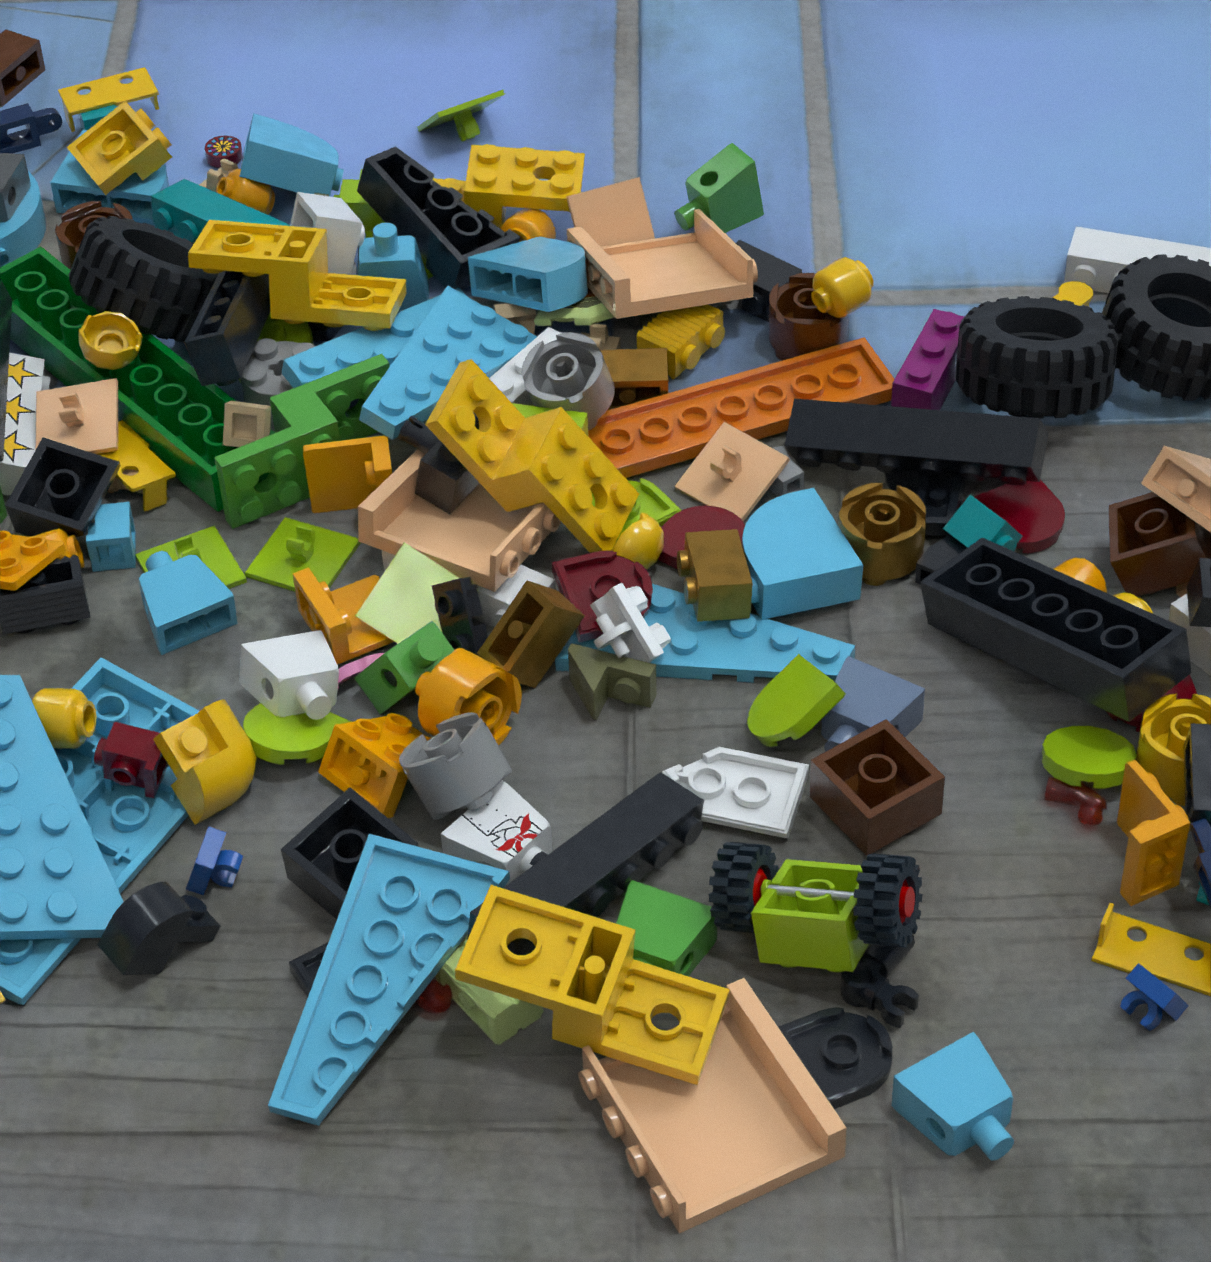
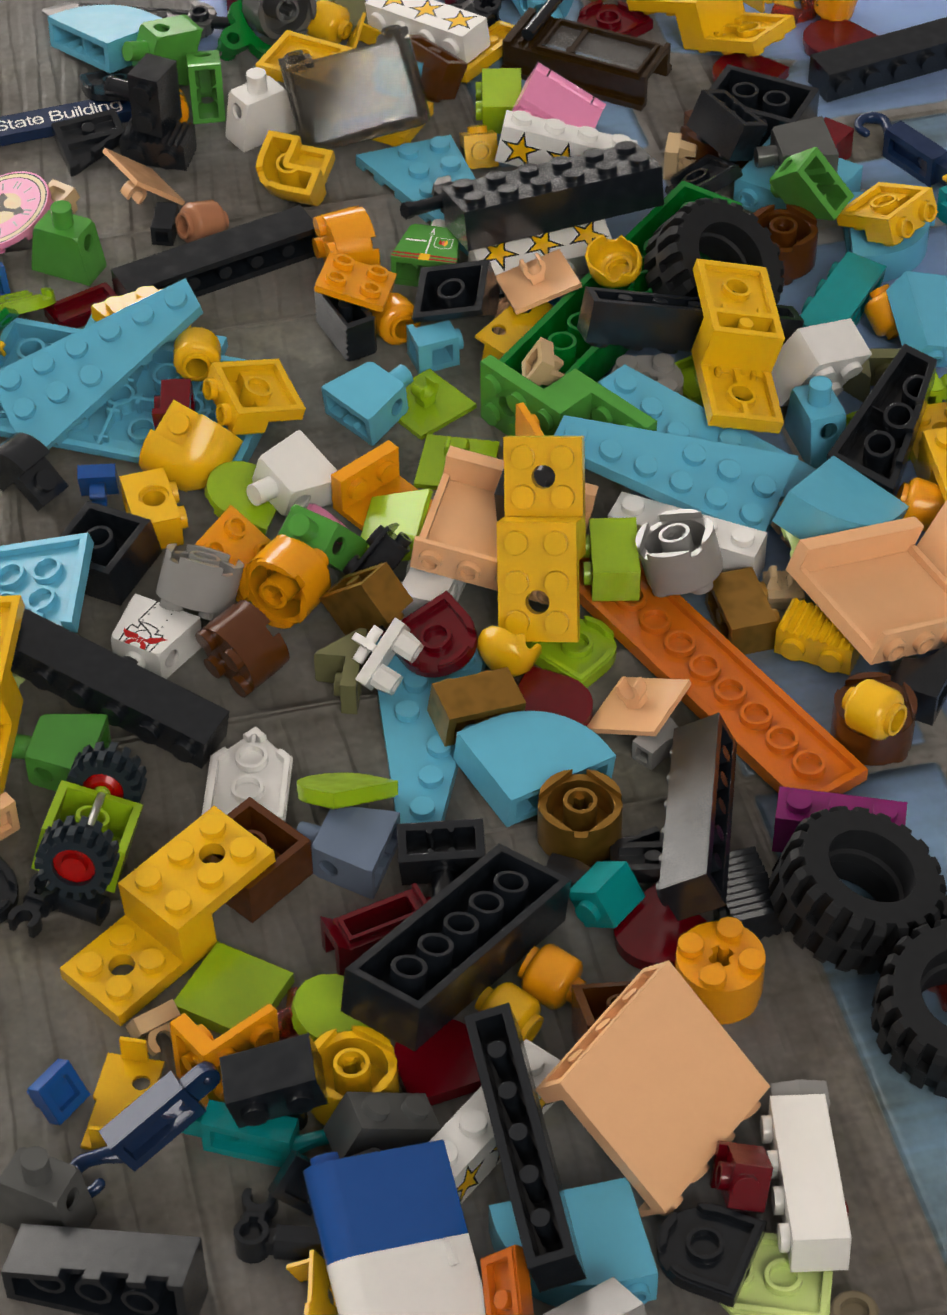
camera: 75 degrees right, 0 degrees up
(57, 183) = (812, 184): none -> bright green torso
(154, 682) = (251, 395): none -> yellow plate
(274, 812) = (155, 498): none -> yellow brick
(559, 751) = (242, 647): none -> reddish brown brick
(907, 636) = (439, 850): none -> black brick
(956, 861) = (167, 915): none -> yellow bracket
(977, 671) = (362, 928): none -> dark red window
(1035, 840) = (231, 988): none -> lime tile
(1074, 902) = (152, 1023): none -> tan tile
(1091, 473) = (723, 967): none -> light orange brick

